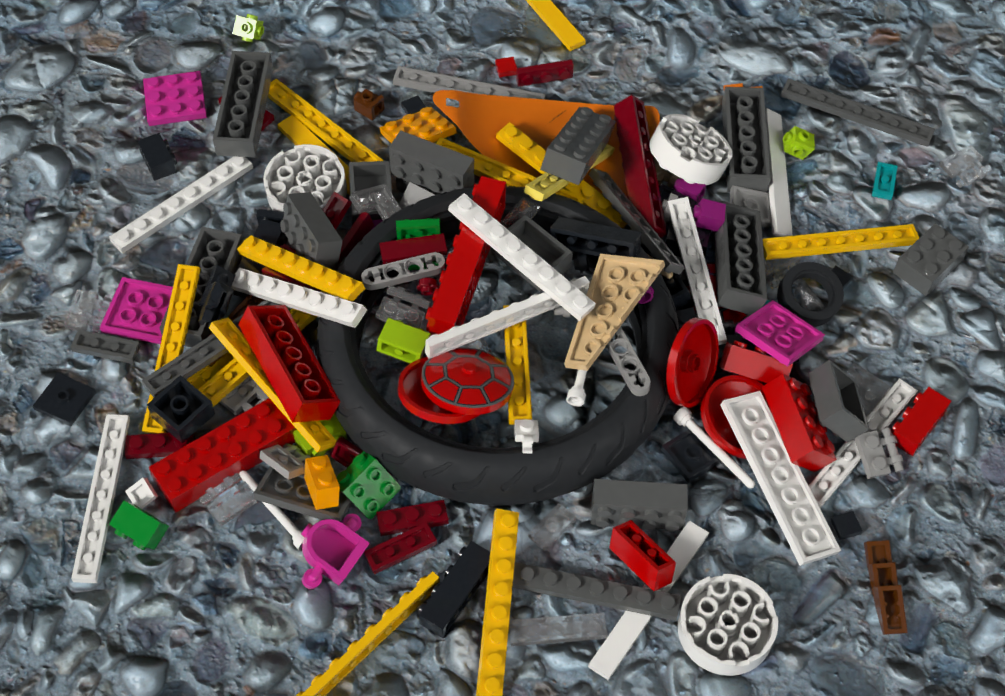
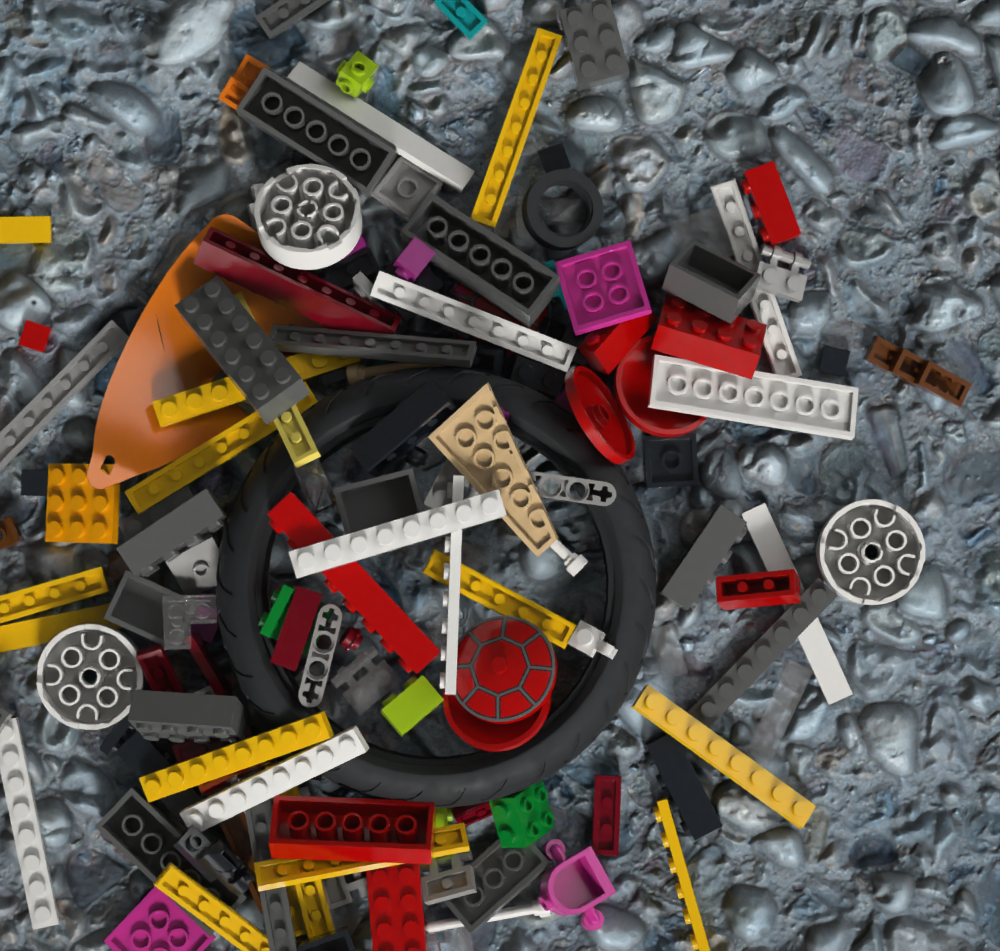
camera: 55 degrees left, 30 degrees up
(321, 482) = (500, 860): light orange brick -> none
(409, 517) = (577, 786): dark red plate -> none
(544, 73) = (77, 299): dark red plate -> none
(684, 417) = (690, 437): white piece -> none

